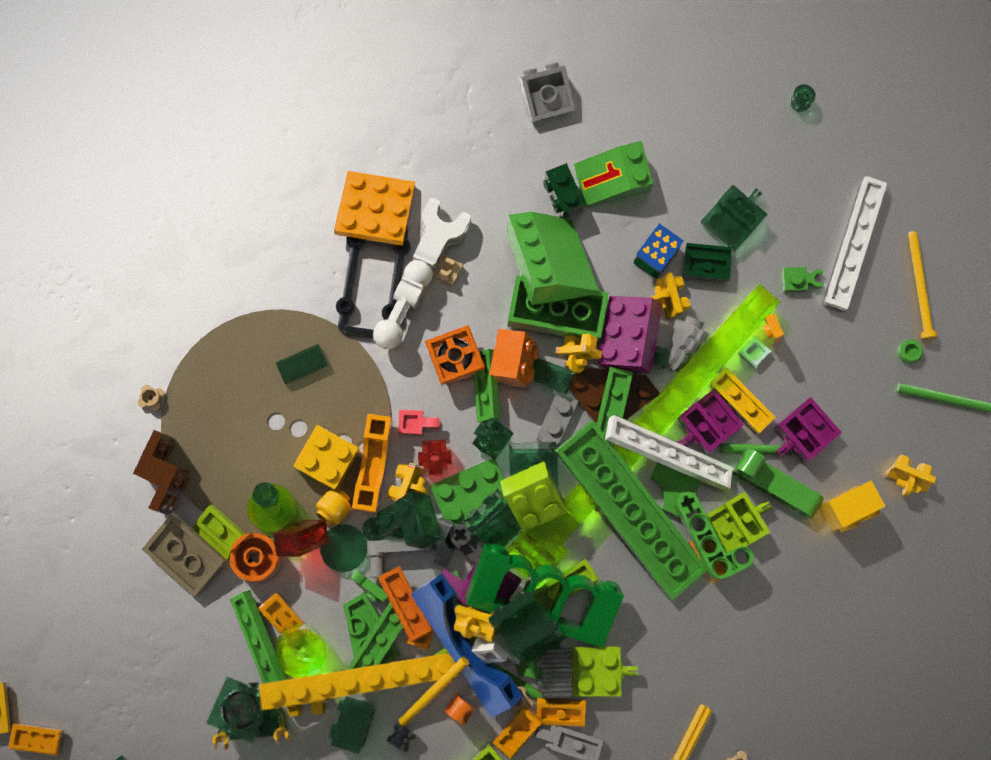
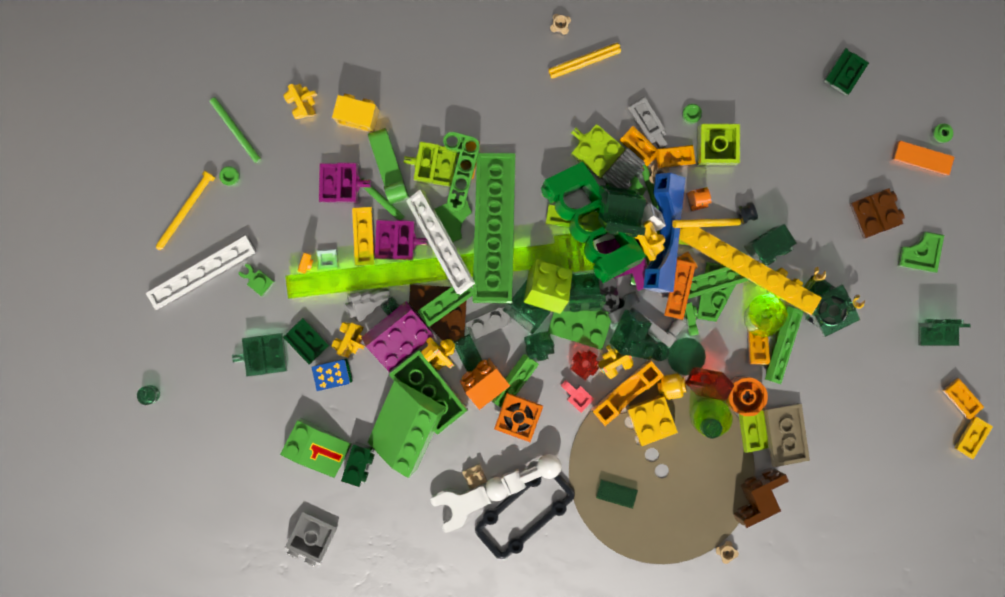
camera: 130 degrees left, 10 degrees up
(374, 208) = (486, 556): light orange plate -> none

